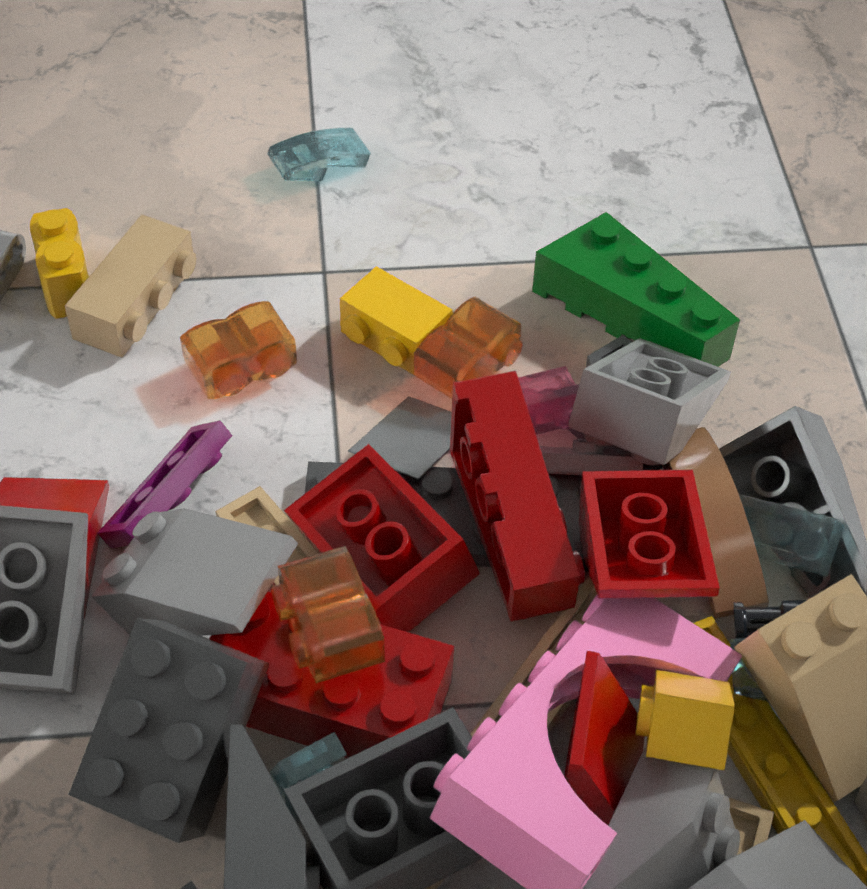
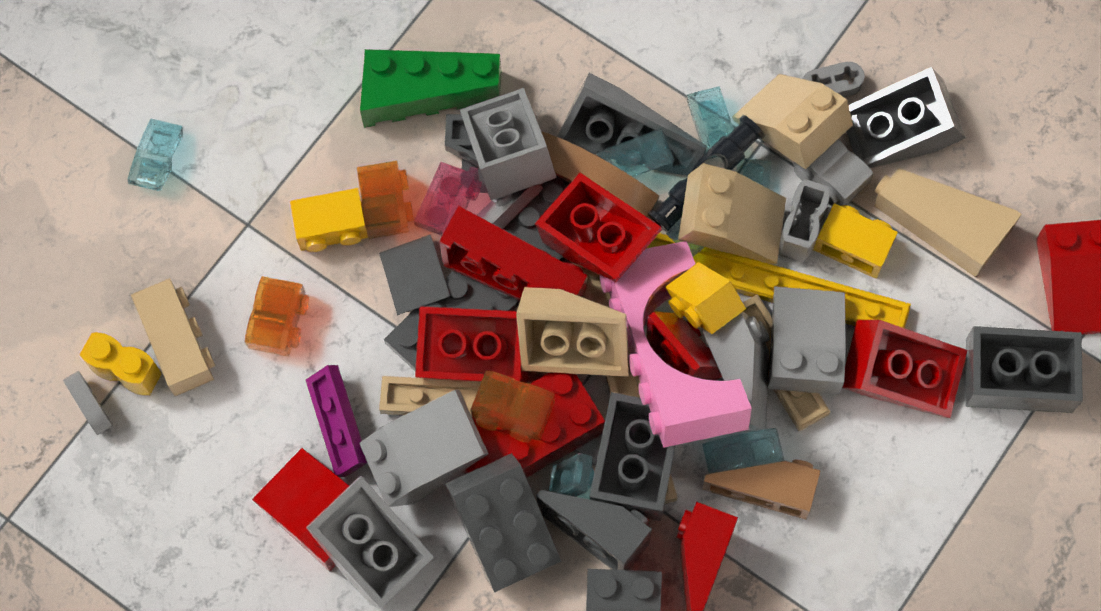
camera: 45 degrees left, 20 degrees up
(478, 601) = (570, 334): none -> tan slope

